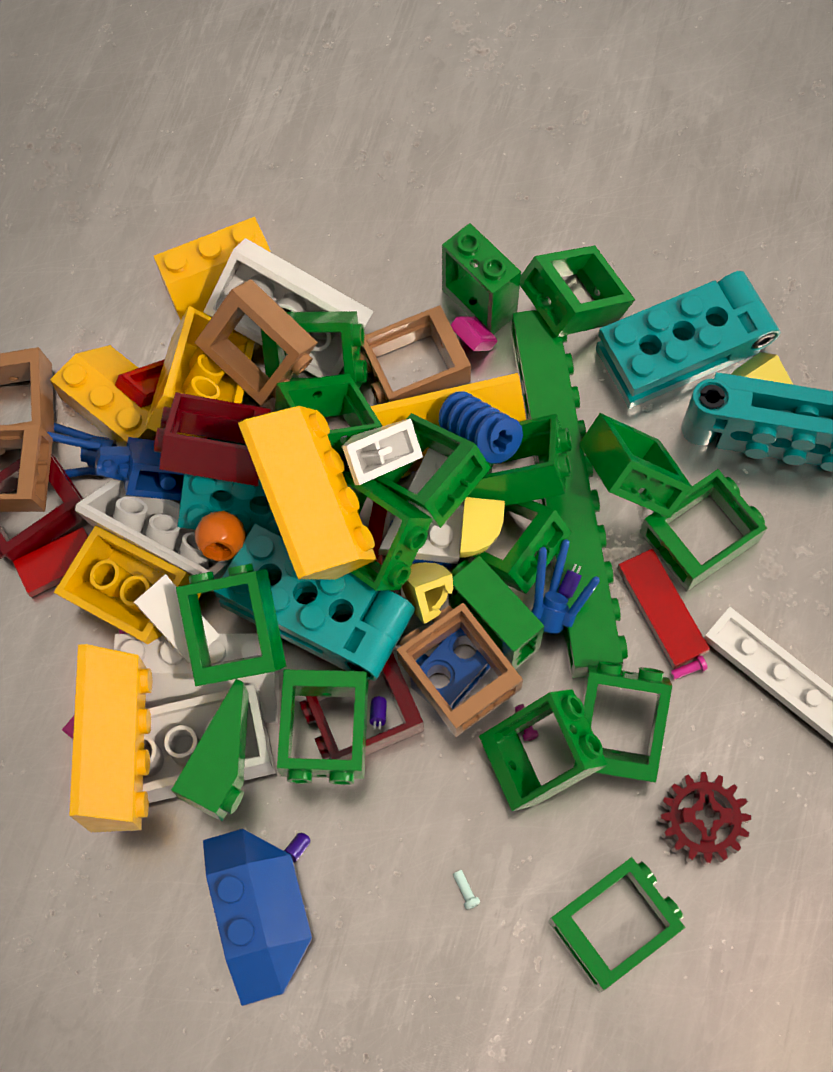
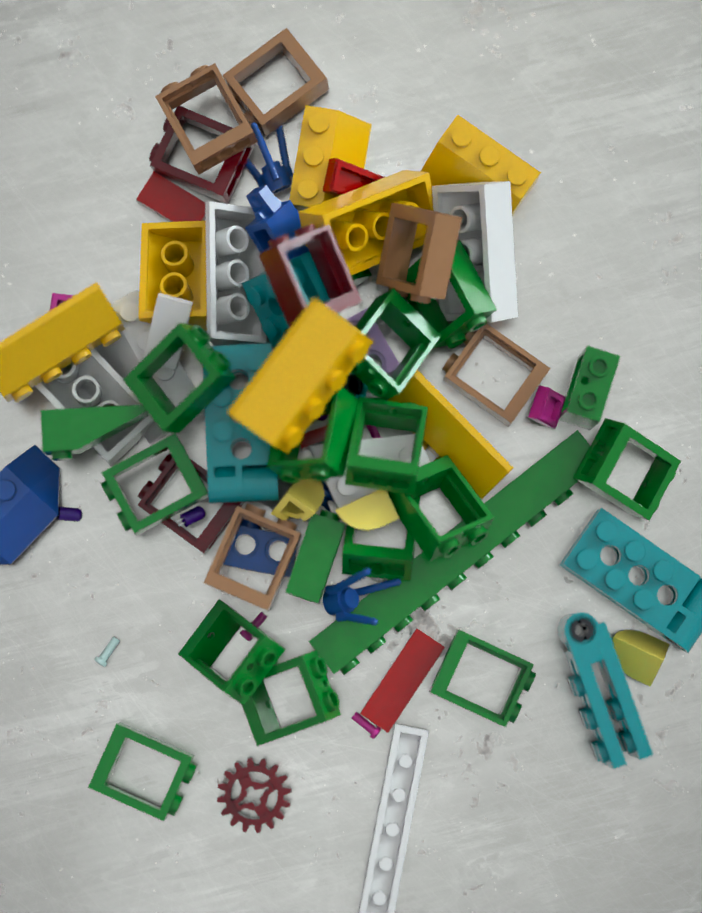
camera: 55 degrees right, 15 degrees up
(220, 535) = (247, 323): orange piece -> none
(381, 450) = (371, 405): white slope -> none
(491, 430) = (444, 466): blue piece -> none
(570, 582) = (372, 601): dark purple piece -> none
(634, 461) = (468, 597): green window -> none

